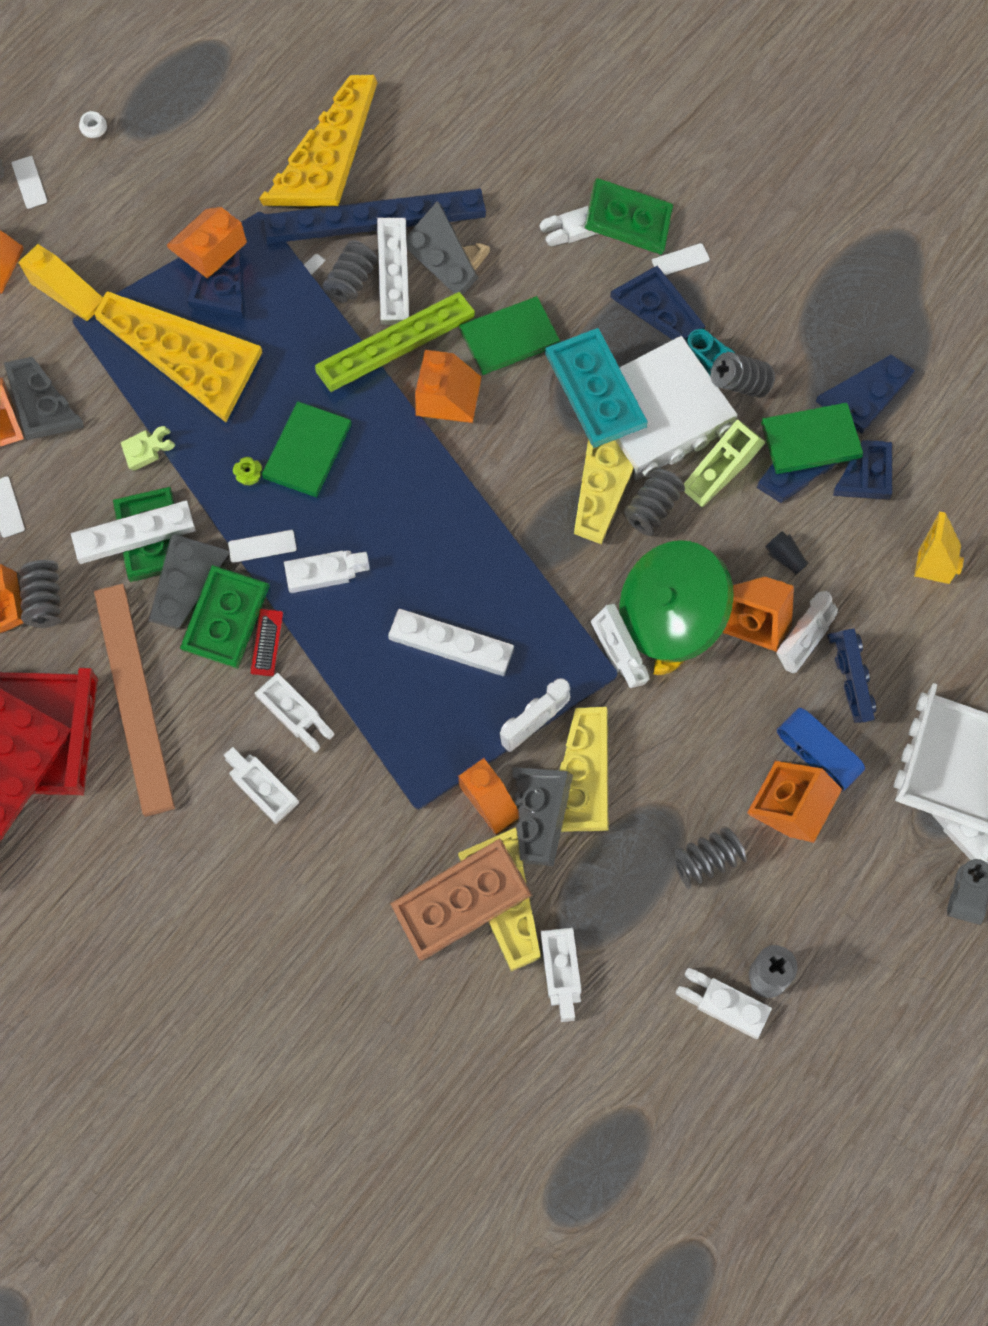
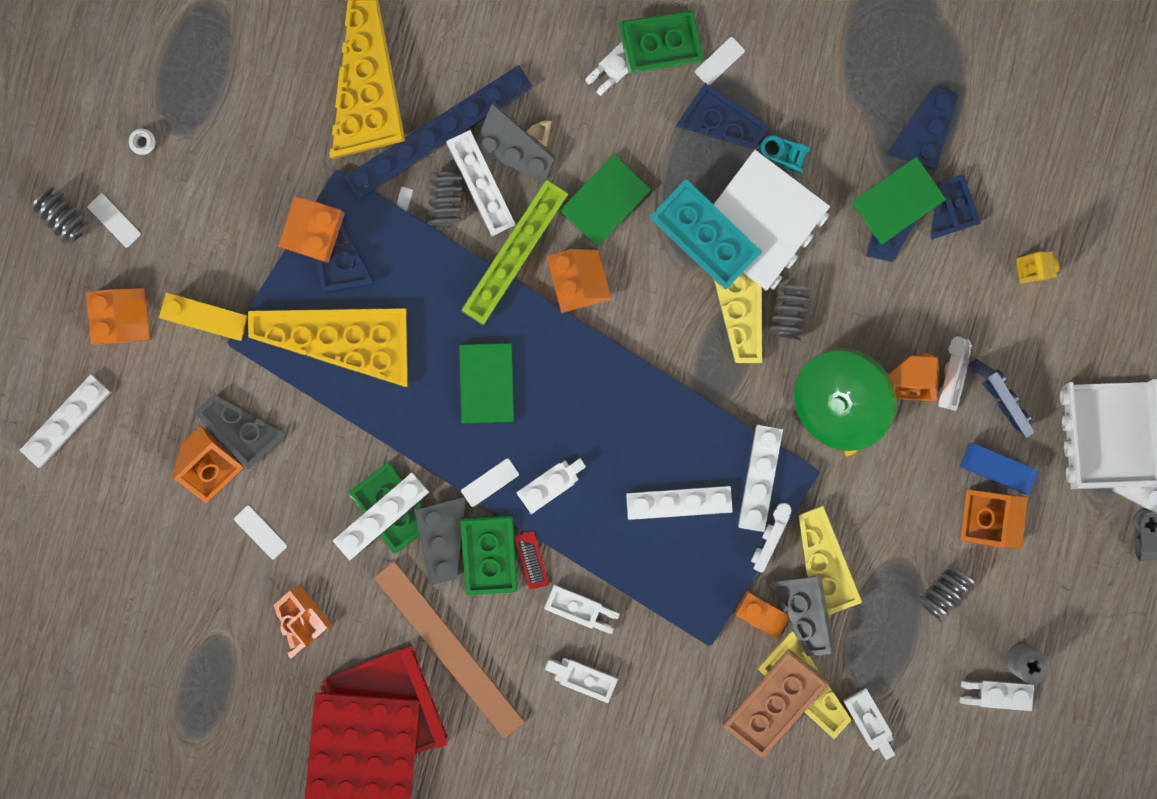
camera: 25 degrees left, 20 degrees up
(38, 593) = (333, 599): flat silver piece -> none
(143, 447) = (351, 437): yellowish green plate -> none
(250, 477) = (454, 426): lime plate -> none
(550, 652) = (760, 478): none -> white plate
(620, 646) = (812, 449): white hinge -> none
(723, 463) = (833, 250): yellowish green slope -> none
(742, 374) = (820, 166): flat silver piece -> none
(786, 552) = (911, 309): black cone -> none

